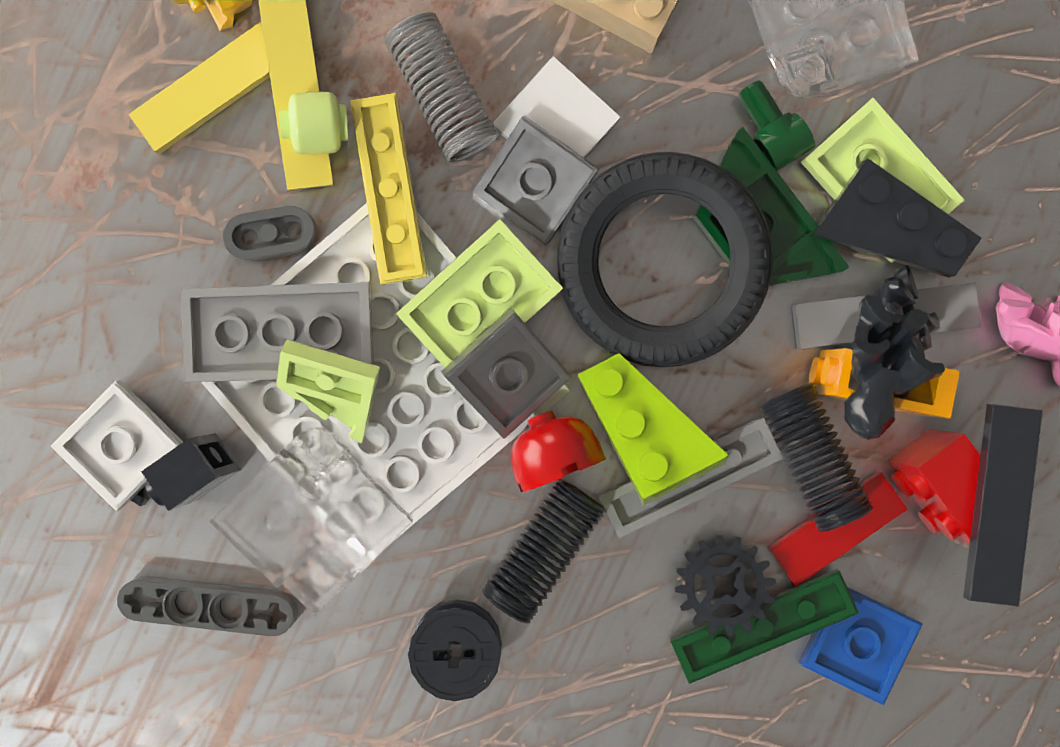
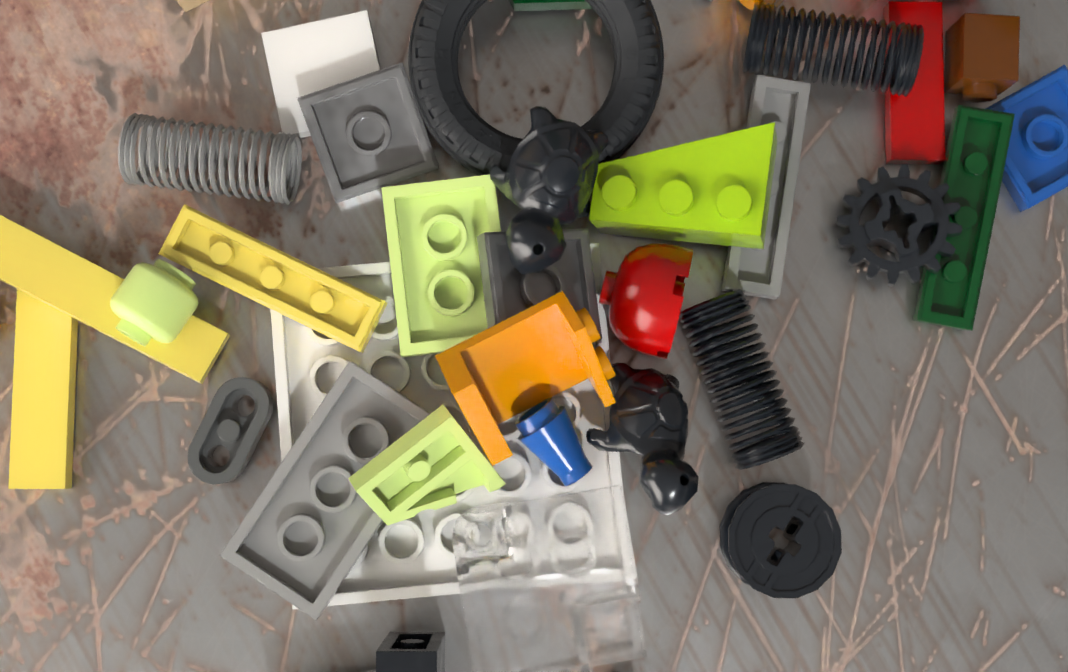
camera: 55 degrees left, 5 degrees down
(412, 454) = (552, 438): none -> blue cone
(443, 399) = (522, 365): none -> light orange panel
(469, 513) = (654, 424): none -> black animal
(578, 332) = (551, 184): none -> black animal
(886, 563) = (981, 56): none -> reddish brown brick

